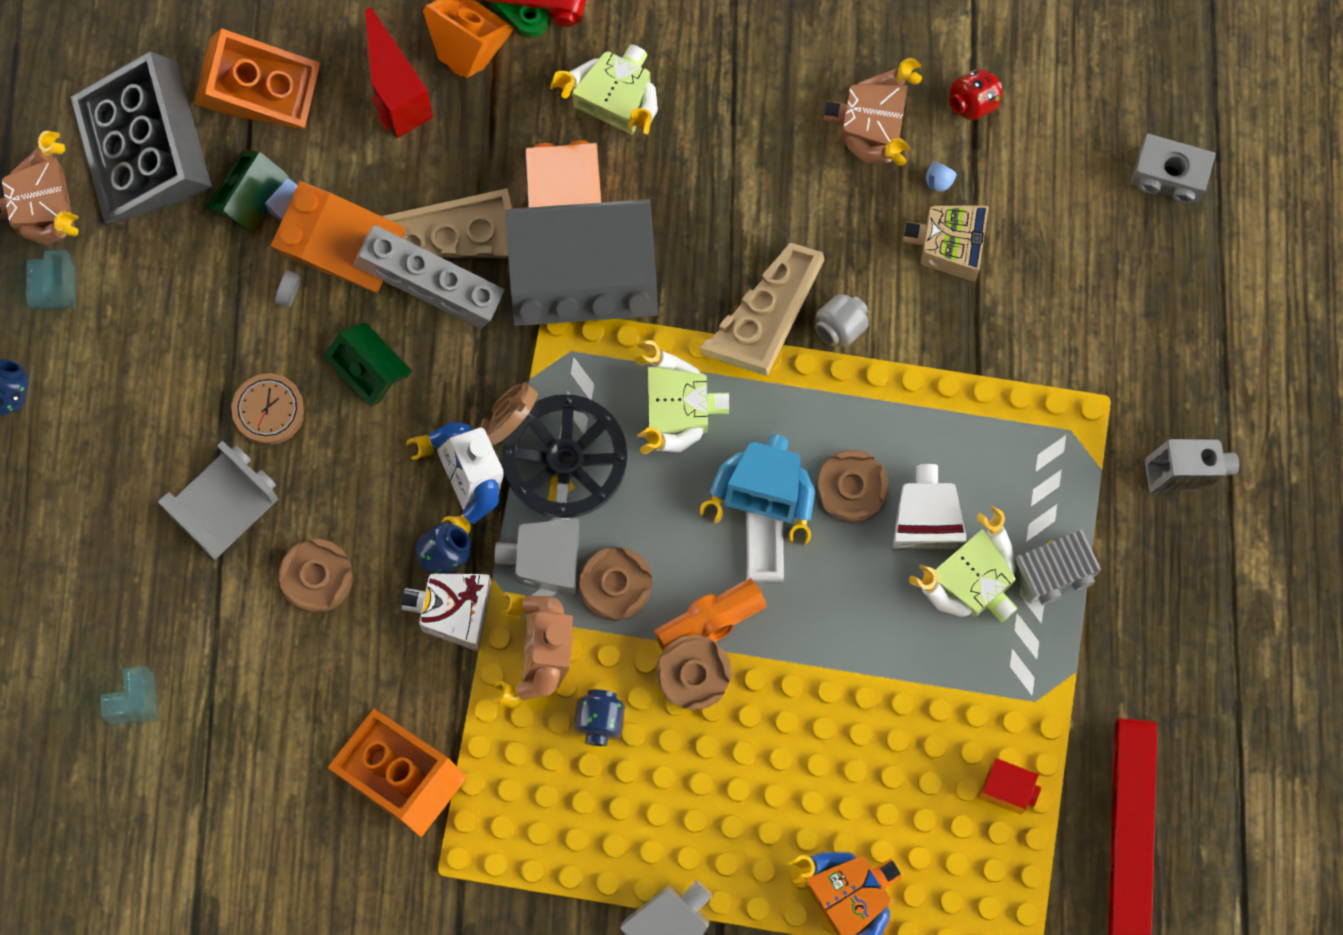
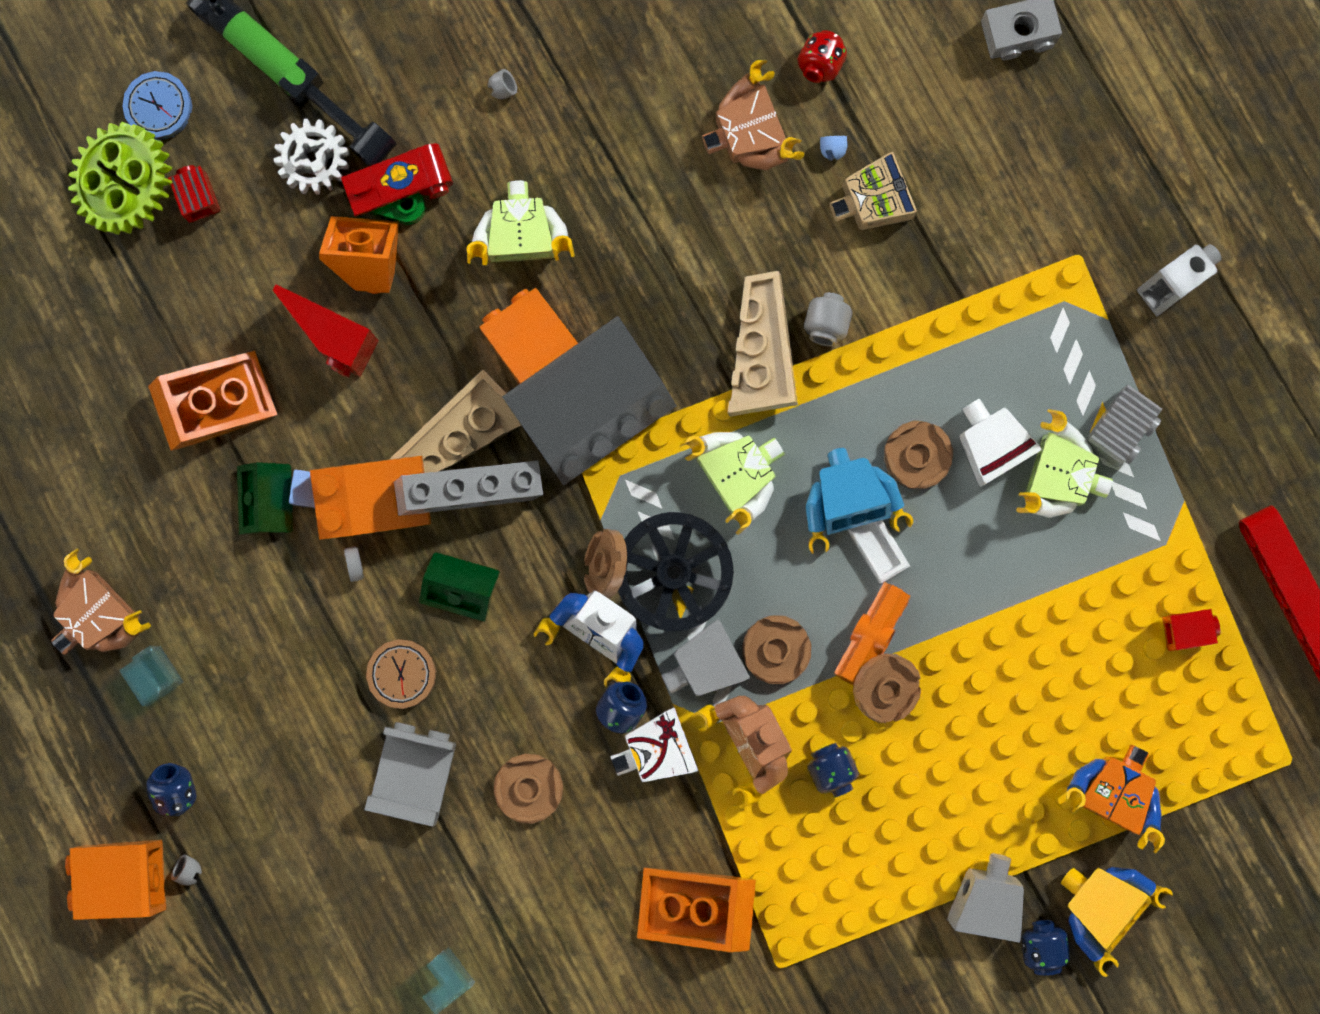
camera: 30 degrees left, 10 degrees up
(140, 139) = (145, 508): dark grey slope -> none

